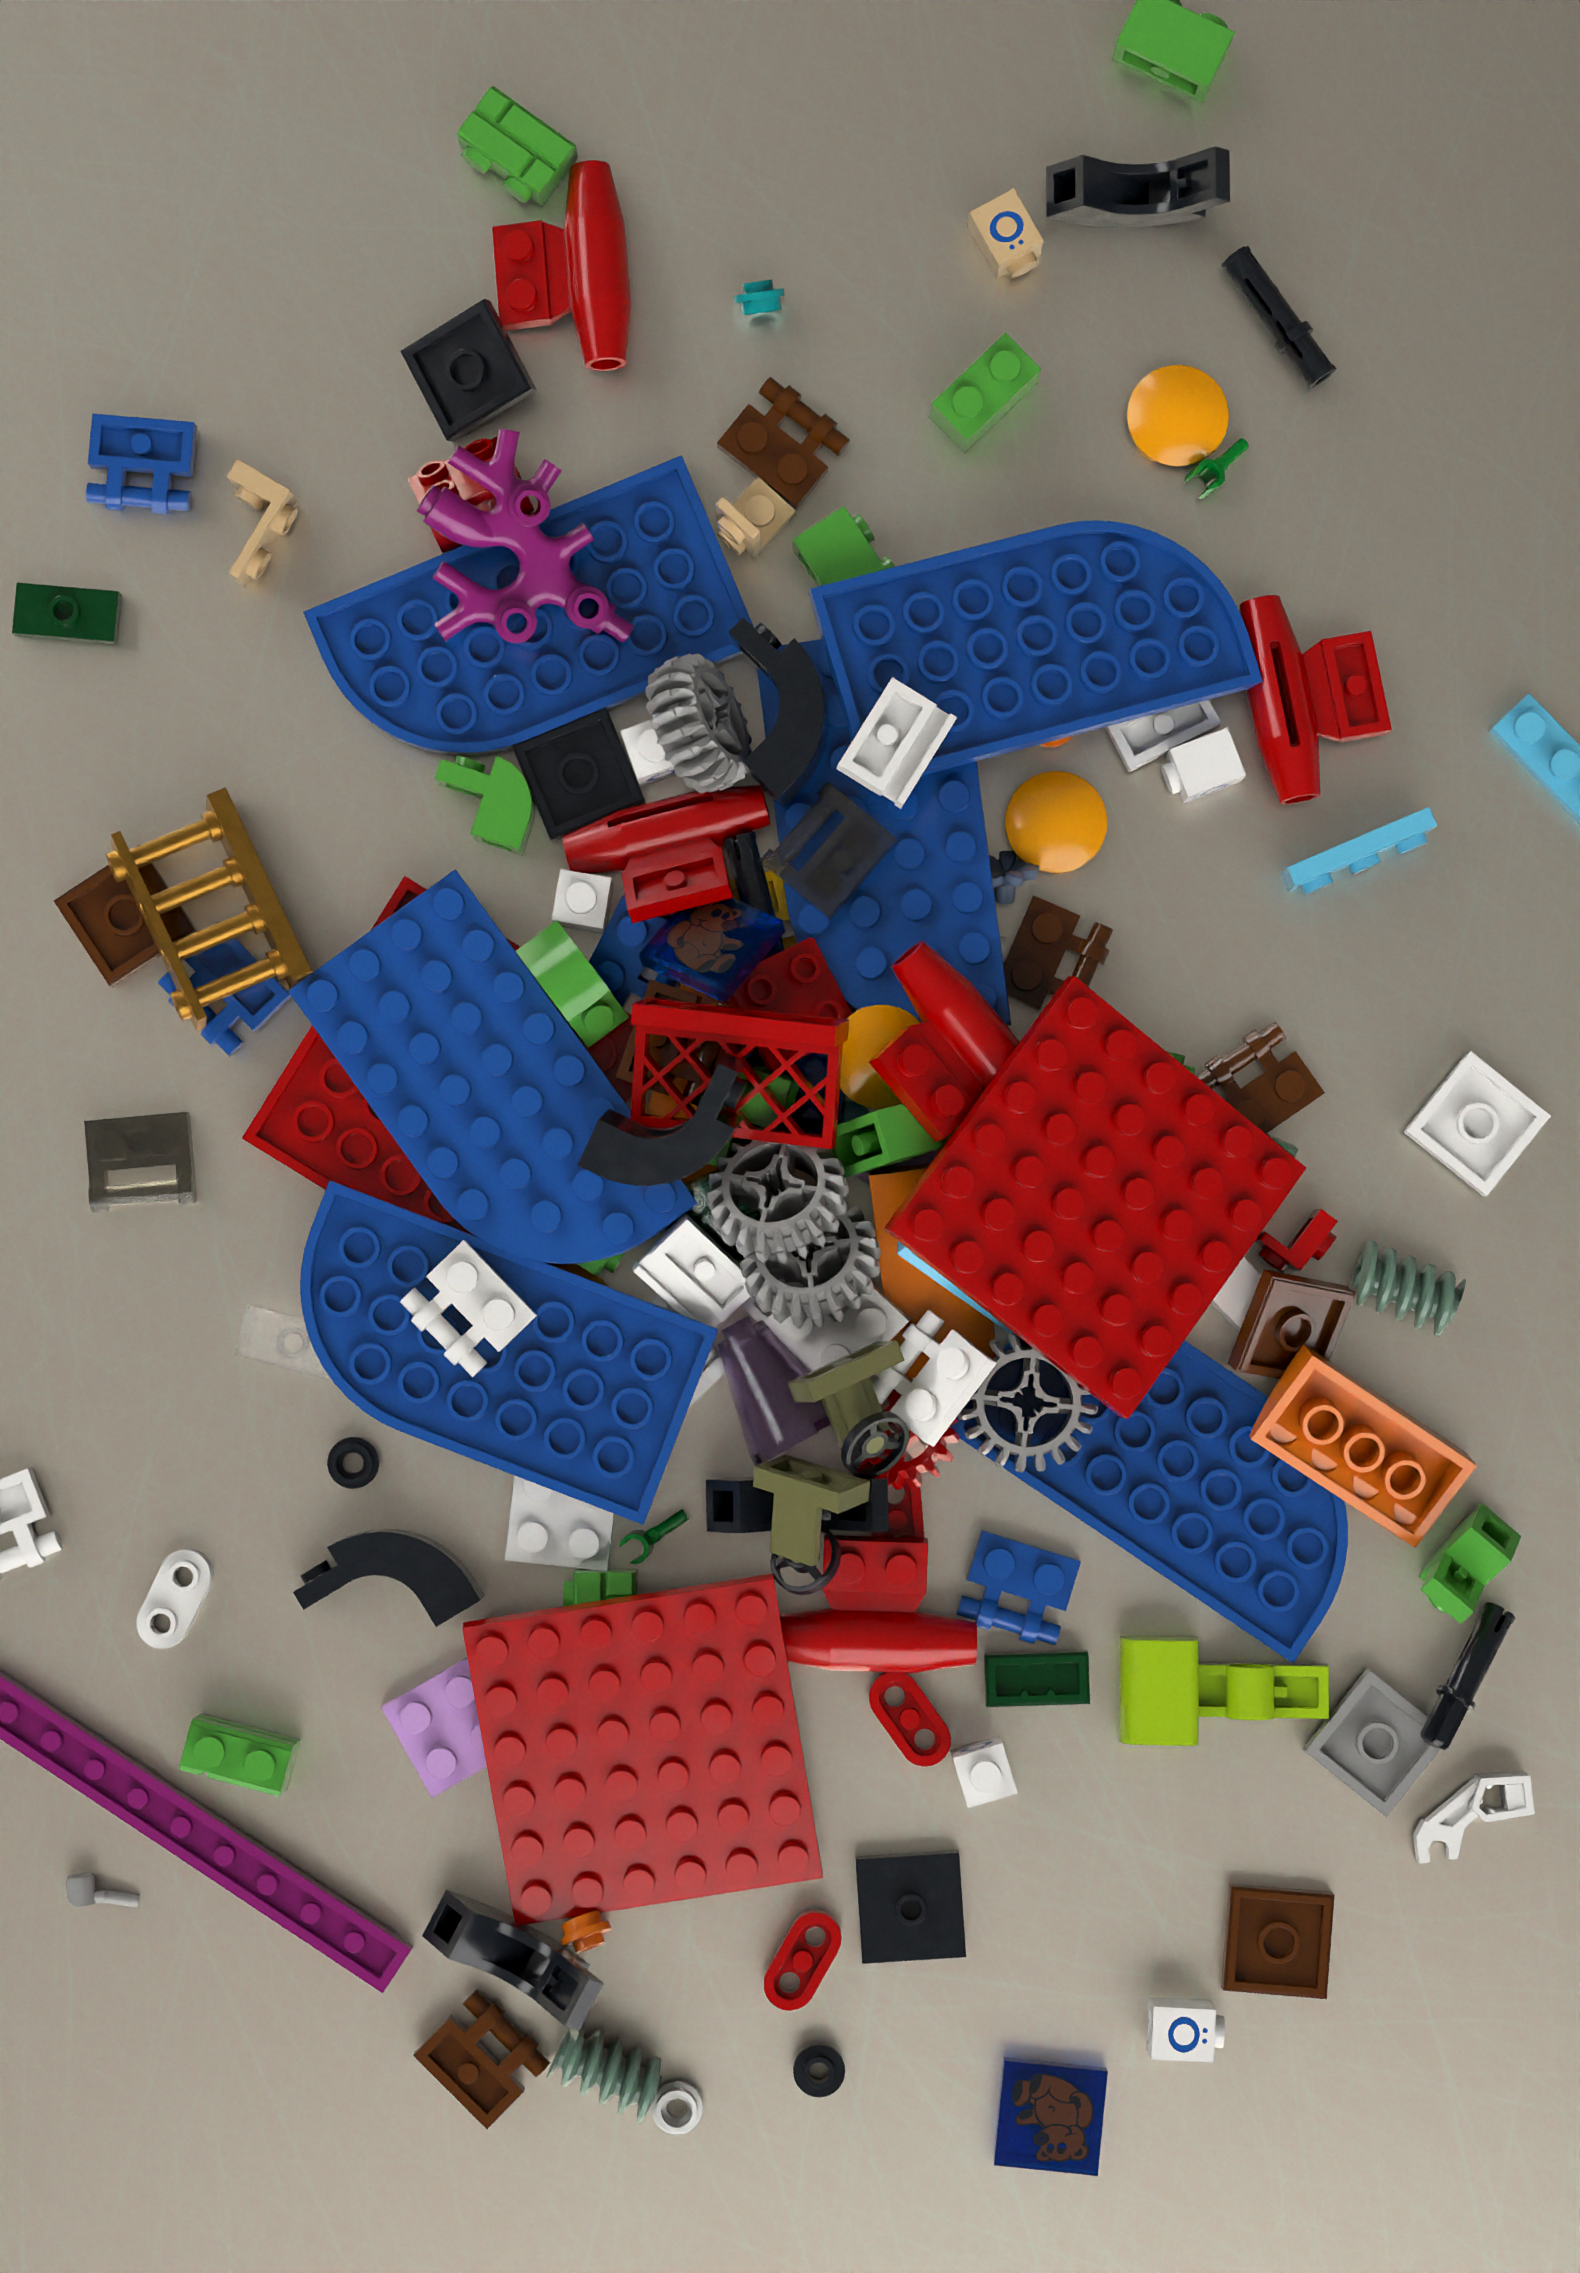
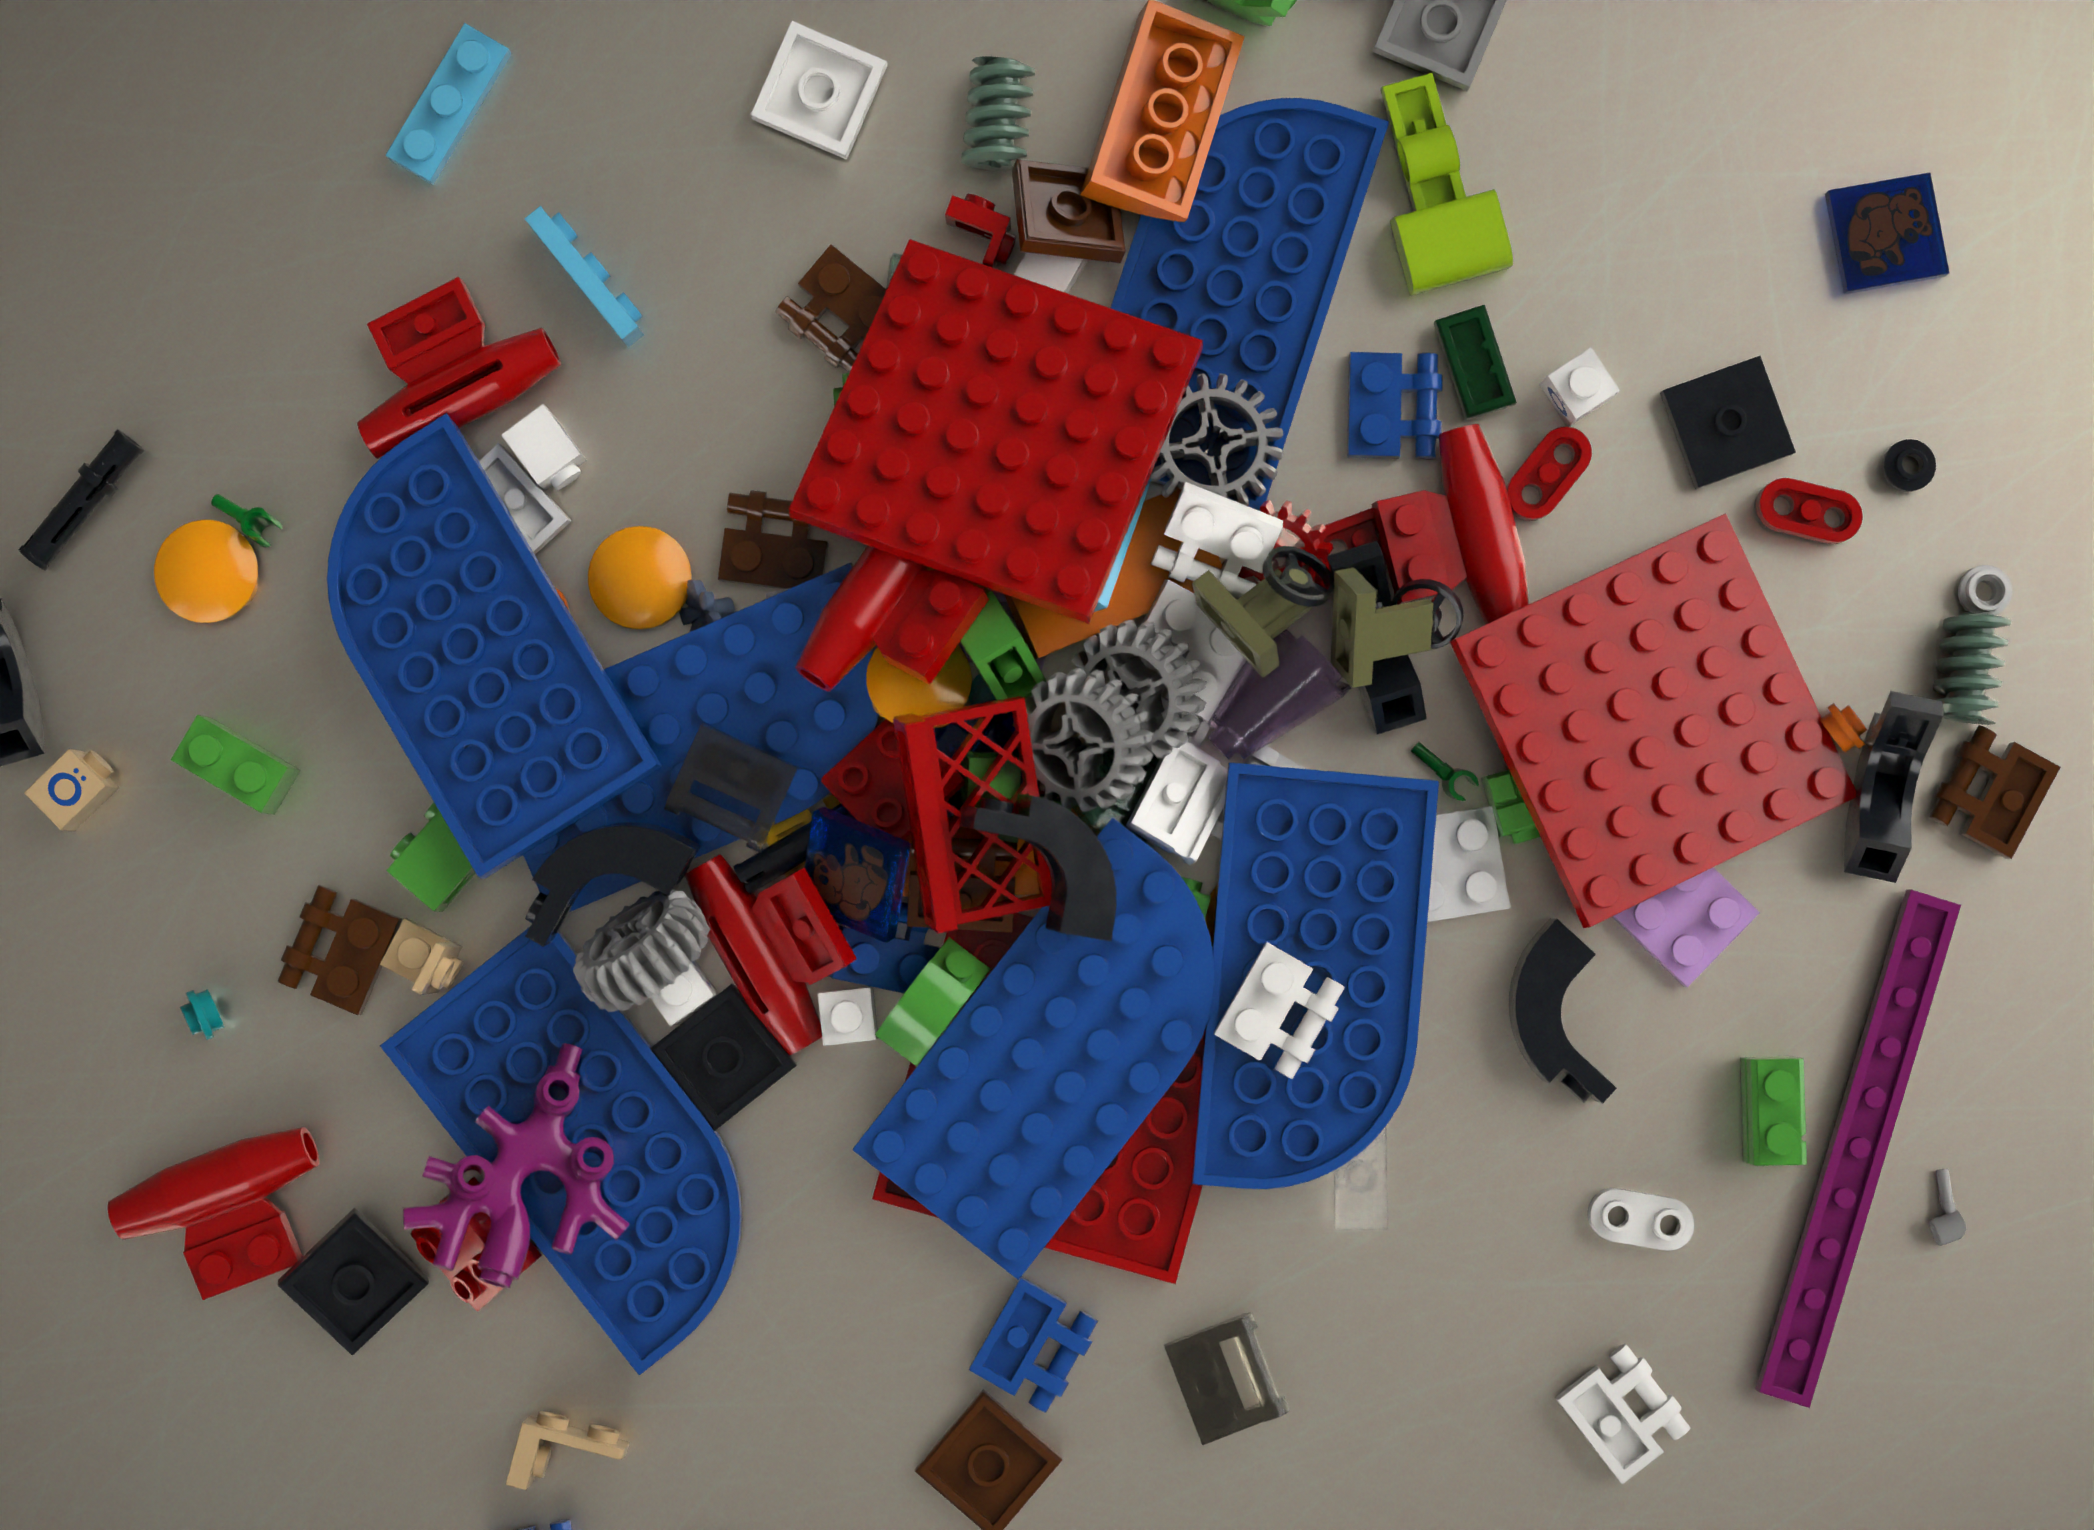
camera: 105 degrees left, 0 degrees up
(239, 869) = (911, 1362): pearl gold fence -> none
(337, 1467) = (1475, 1087): black plate -> none
(506, 803) = (768, 1120): bright green brick -> none
(515, 147) = (117, 1298): bright green brick -> none
(896, 742) = (608, 748): white plate -> none
(1183, 2029) = (1768, 129): white brick -> none
(1277, 1941) = (1657, 64): reddish brown tile -> none

